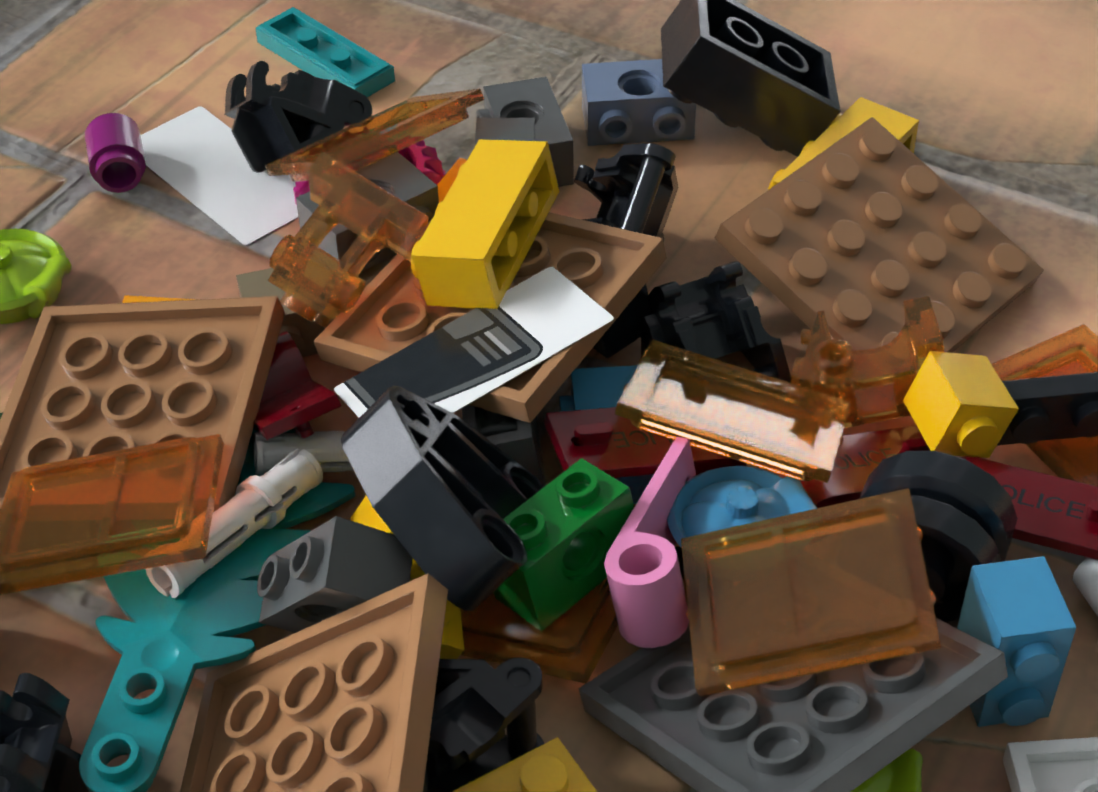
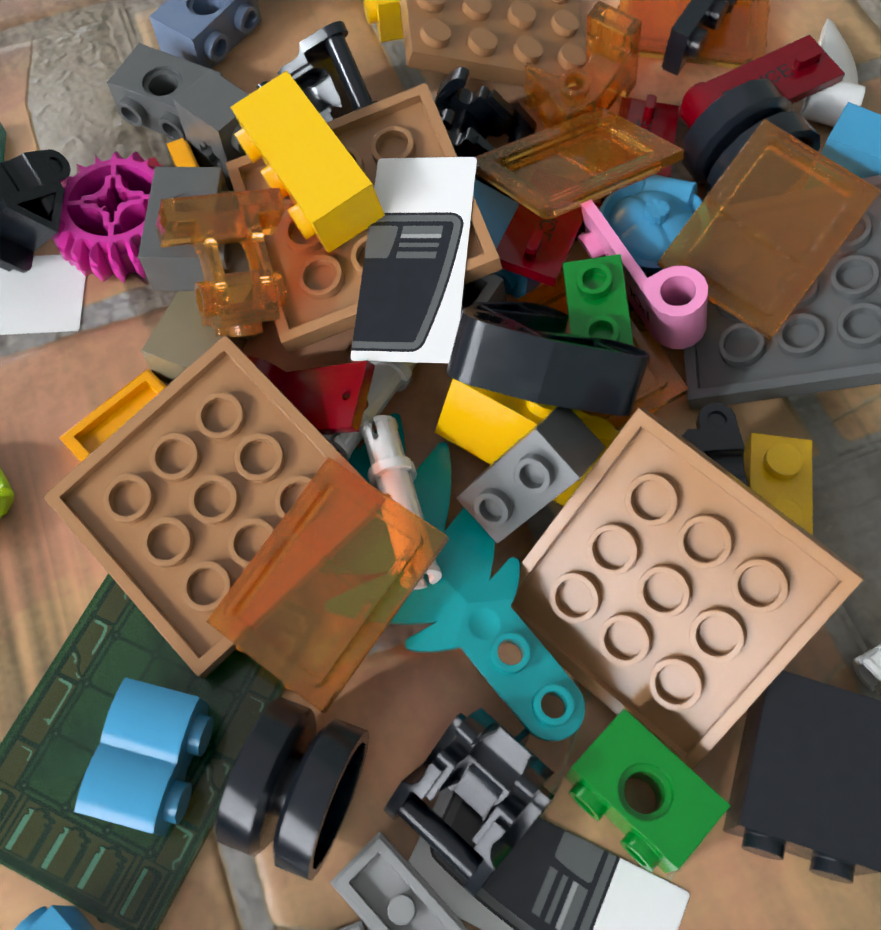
camera: 50 degrees left, 20 degrees up
(381, 133) = (112, 170): clear orange piece -> none
(960, 404) = (668, 59): yellow brick -> none

